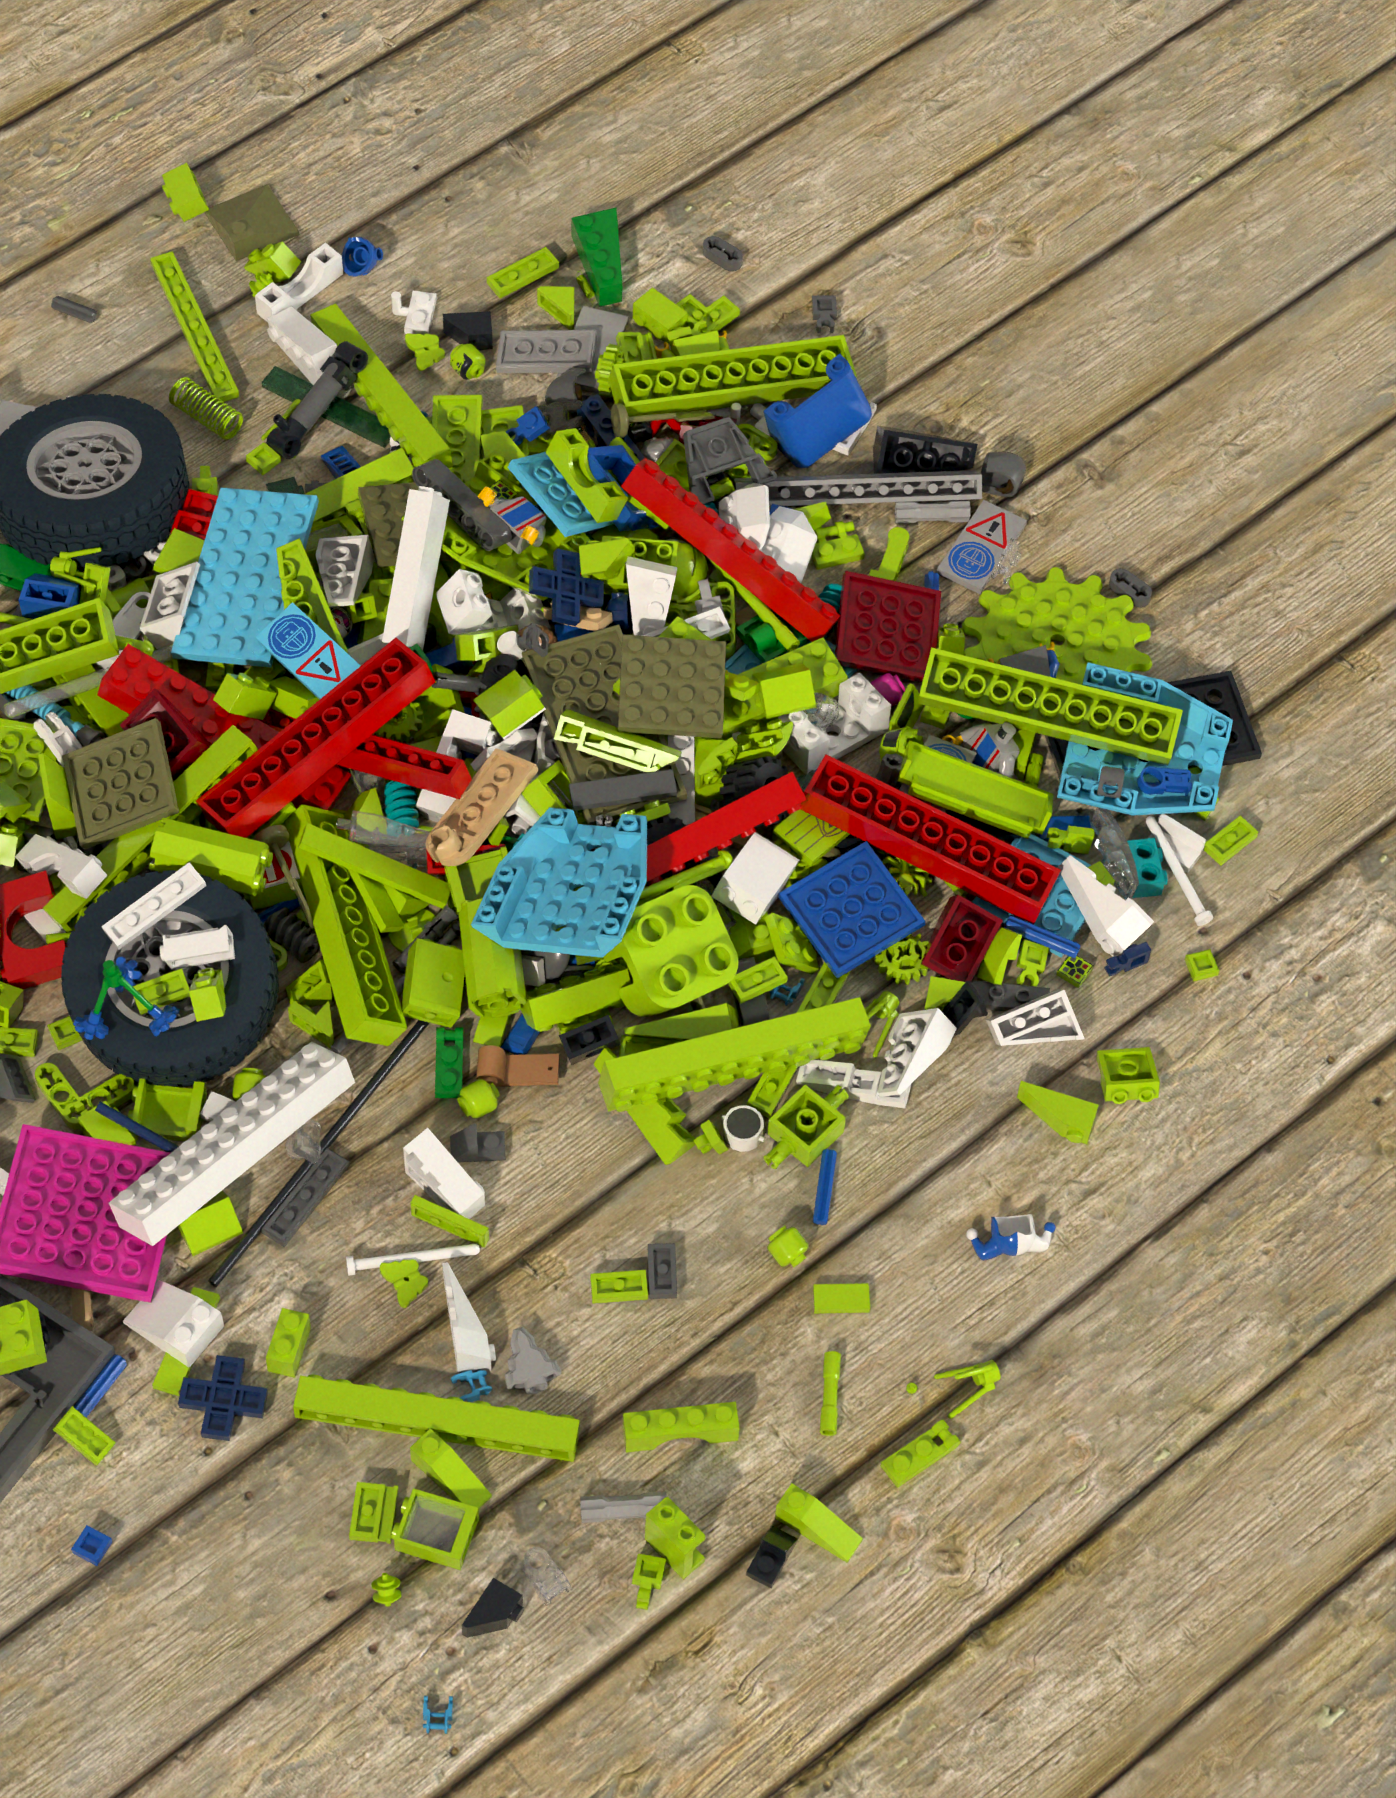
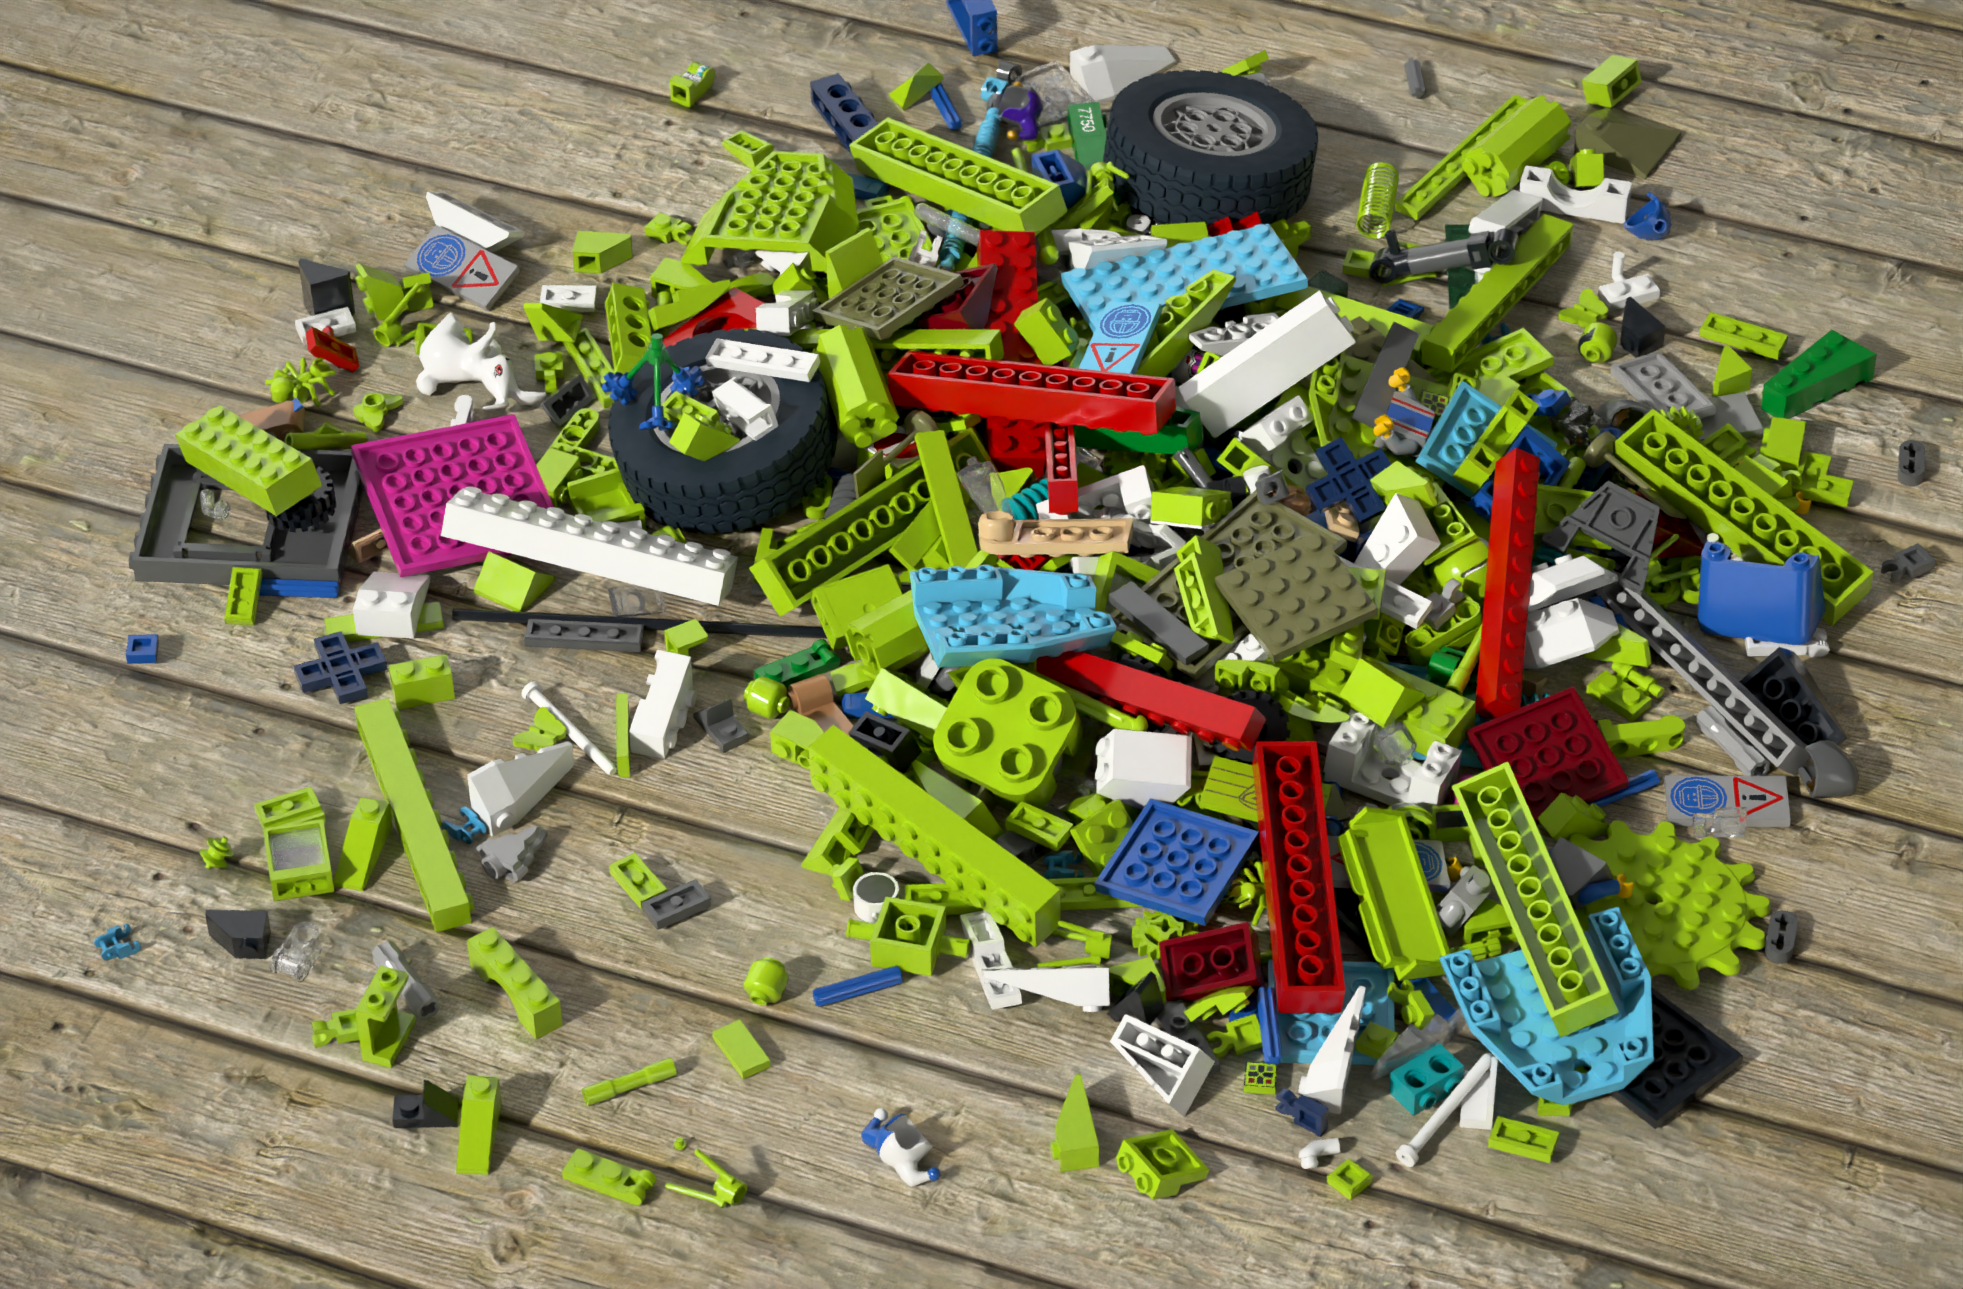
camera: 65 degrees right, 15 degrees down
(135, 1127) = (564, 478): dark blue bar -> none
(220, 289) = (1518, 141): none -> lime brick
(374, 1126) = (684, 636): none -> lime panel
(547, 1095) = (793, 736): none -> lime slope
(1111, 776) = (1491, 981): dark grey leg -> none
(1166, 973) = (1318, 1148): none -> white arm
(1169, 781) = (1539, 1041): blue piece -> none

